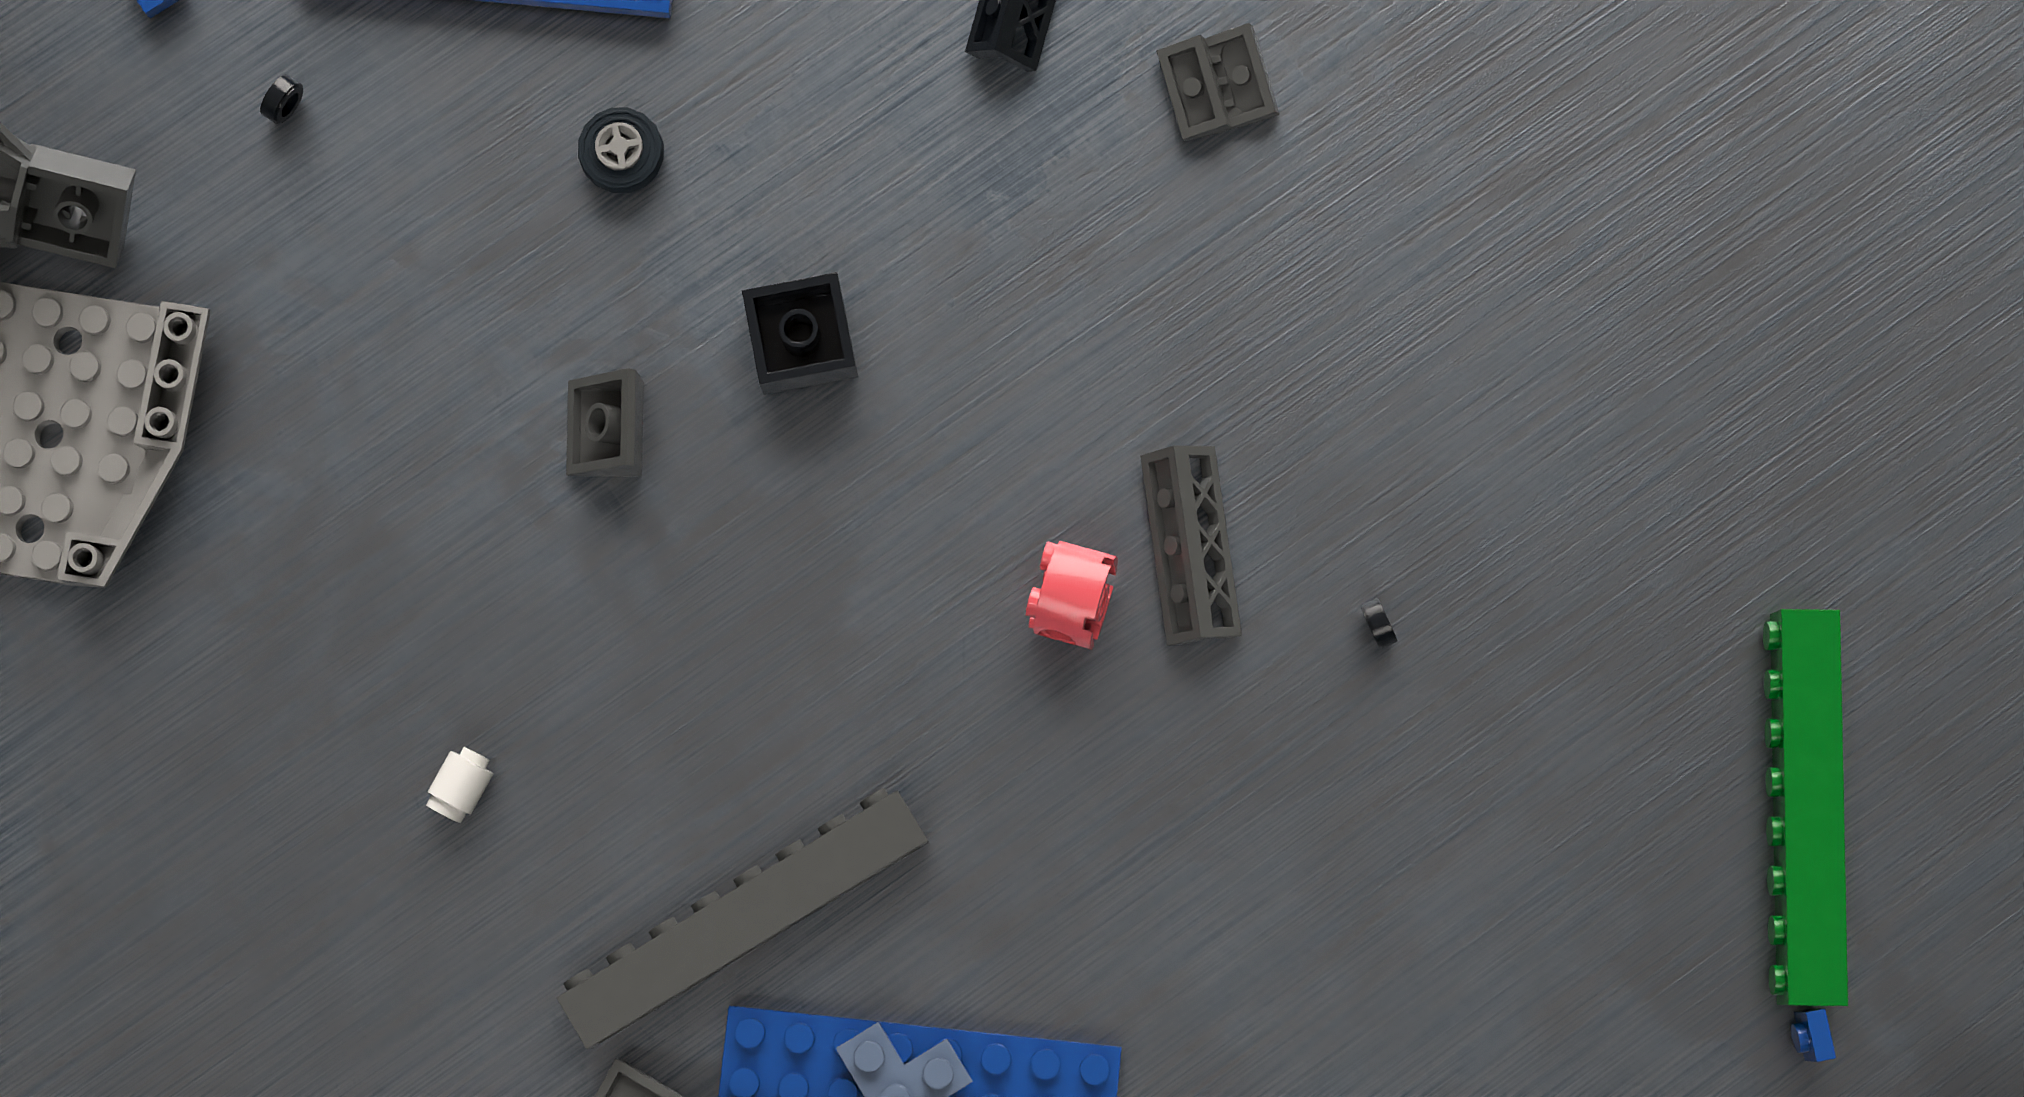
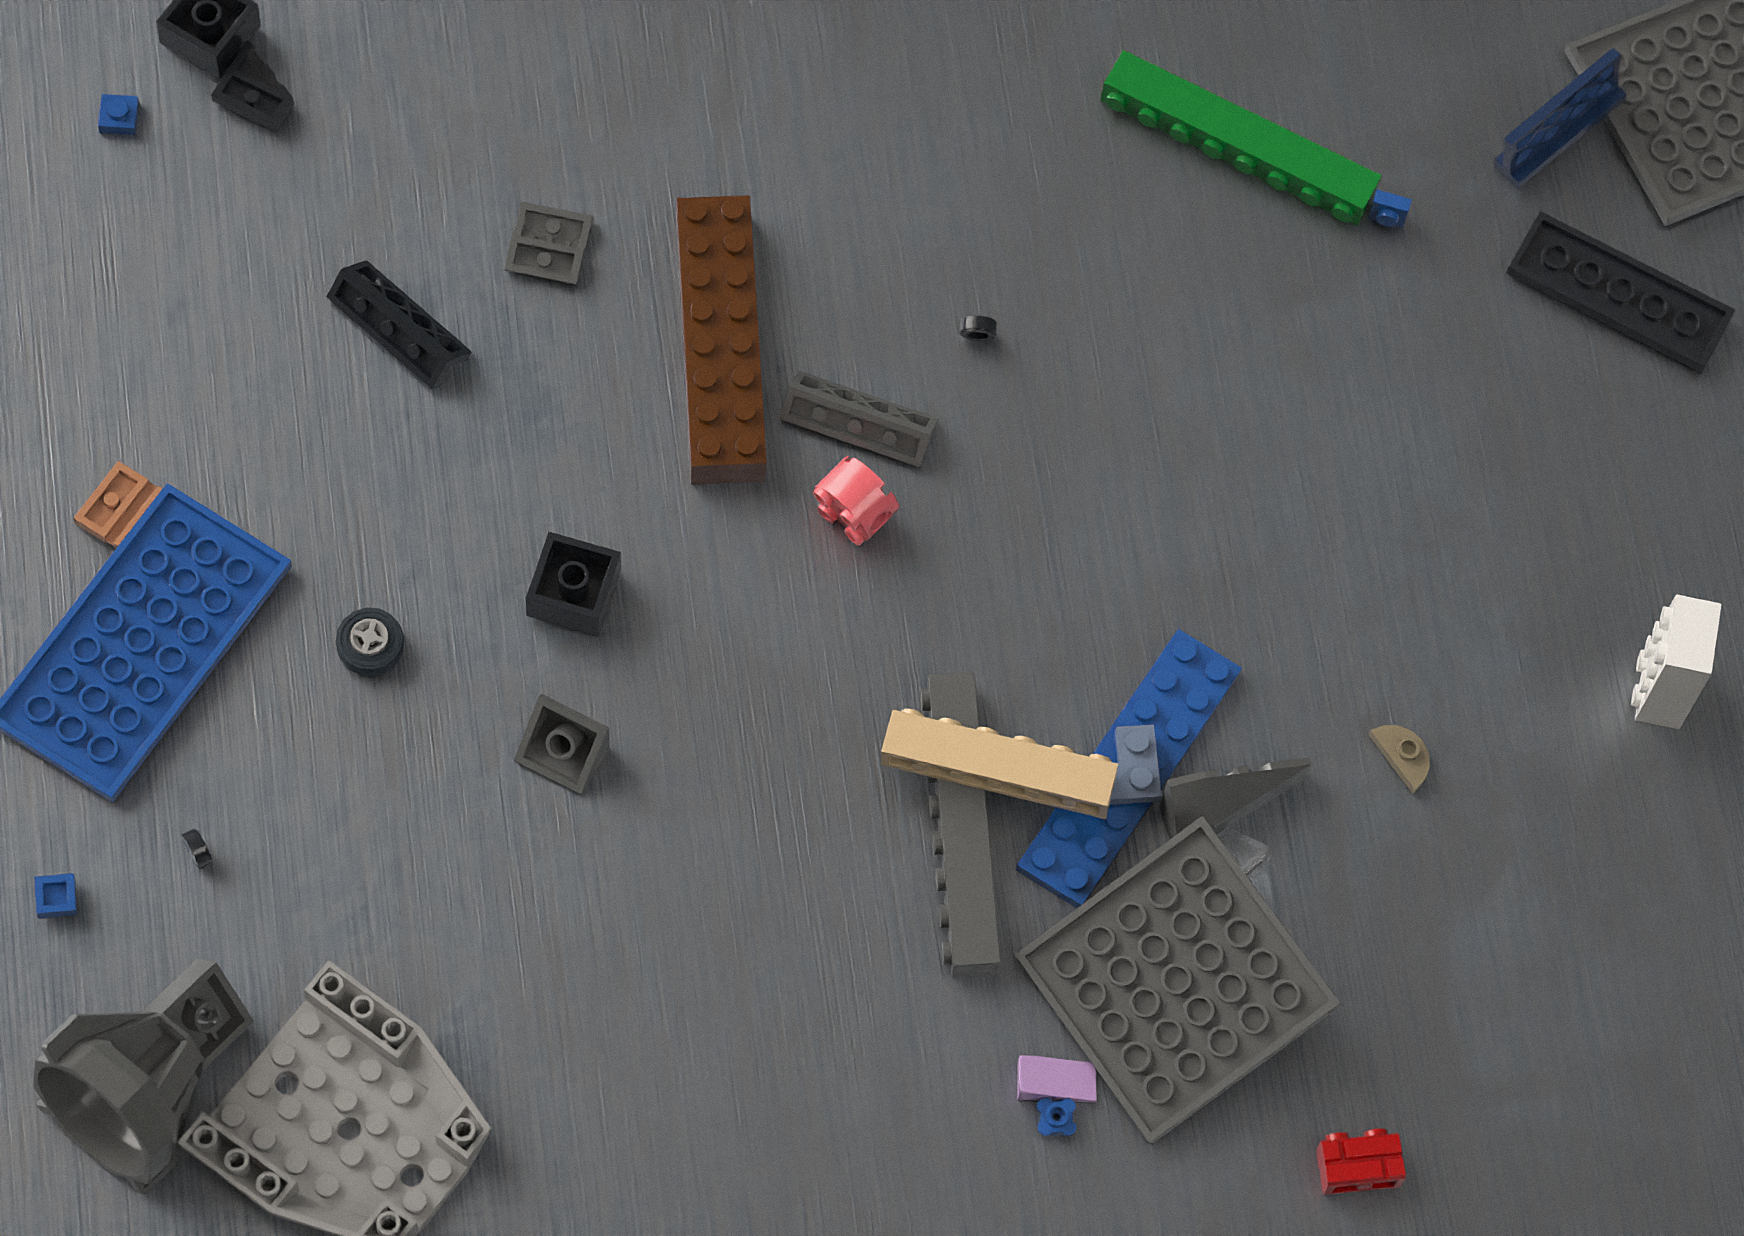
camera: 70 degrees left, 15 degrees down
(459, 784) = (765, 966): white brick -> none
(817, 929) = (999, 763): none -> tan brick
(1199, 335) = (720, 340): none -> reddish brown brick

